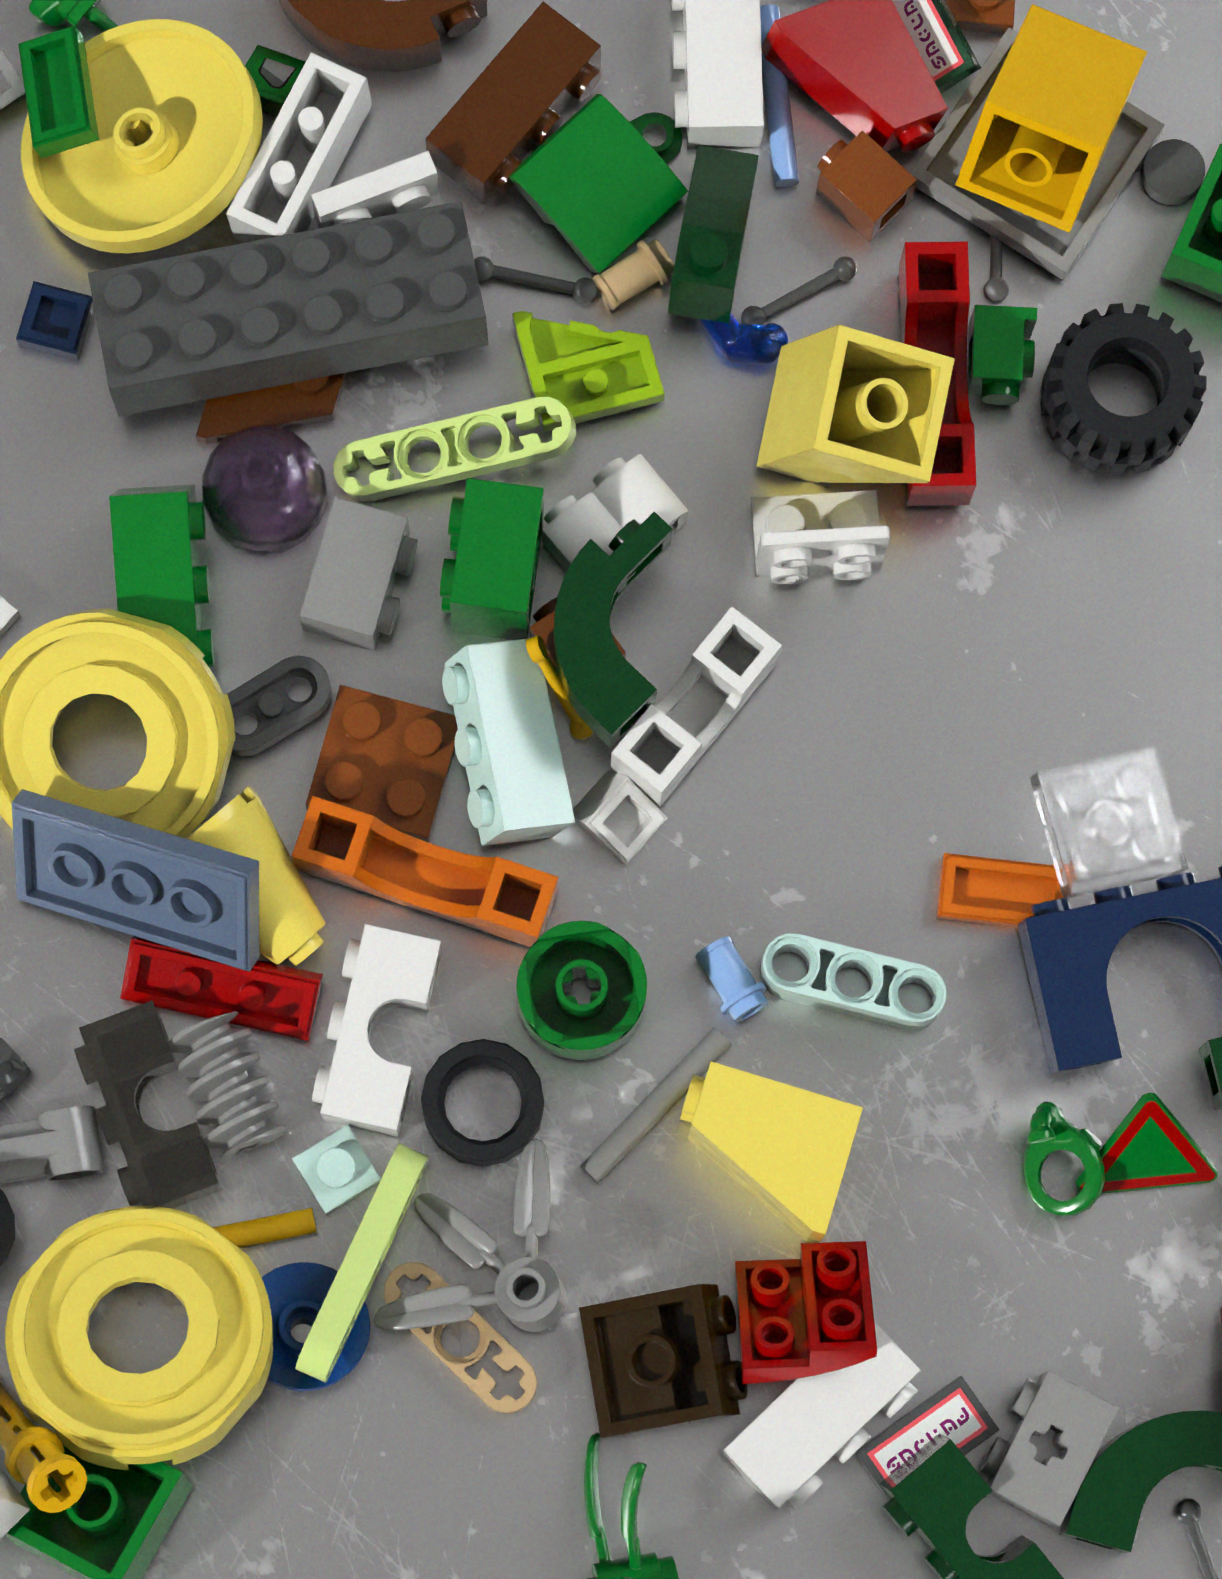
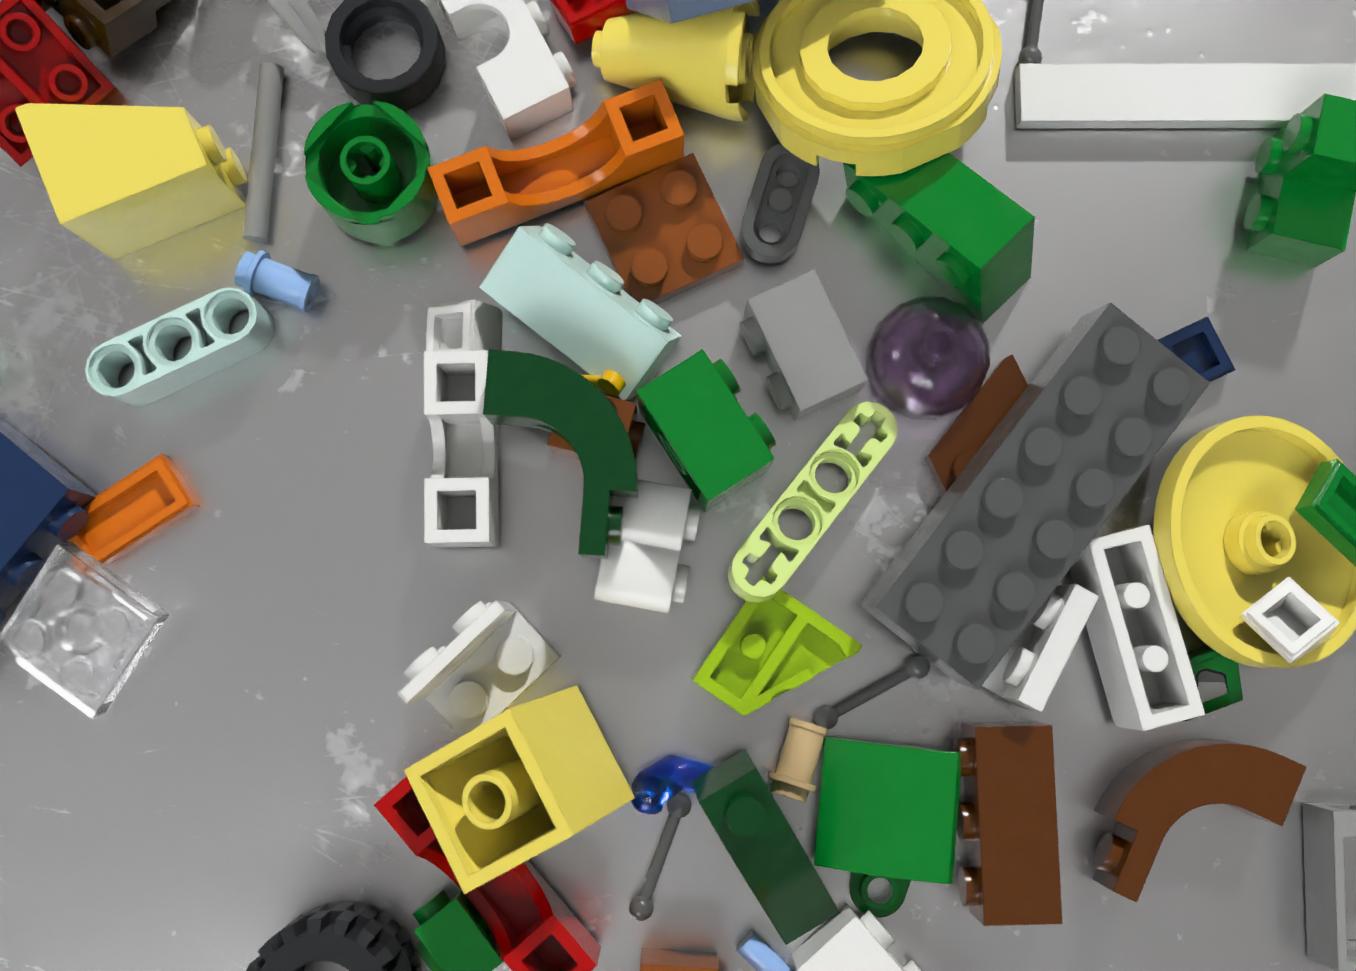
camera: 140 degrees right, 5 degrees up
(186, 64) = (1290, 620): none -> white slope

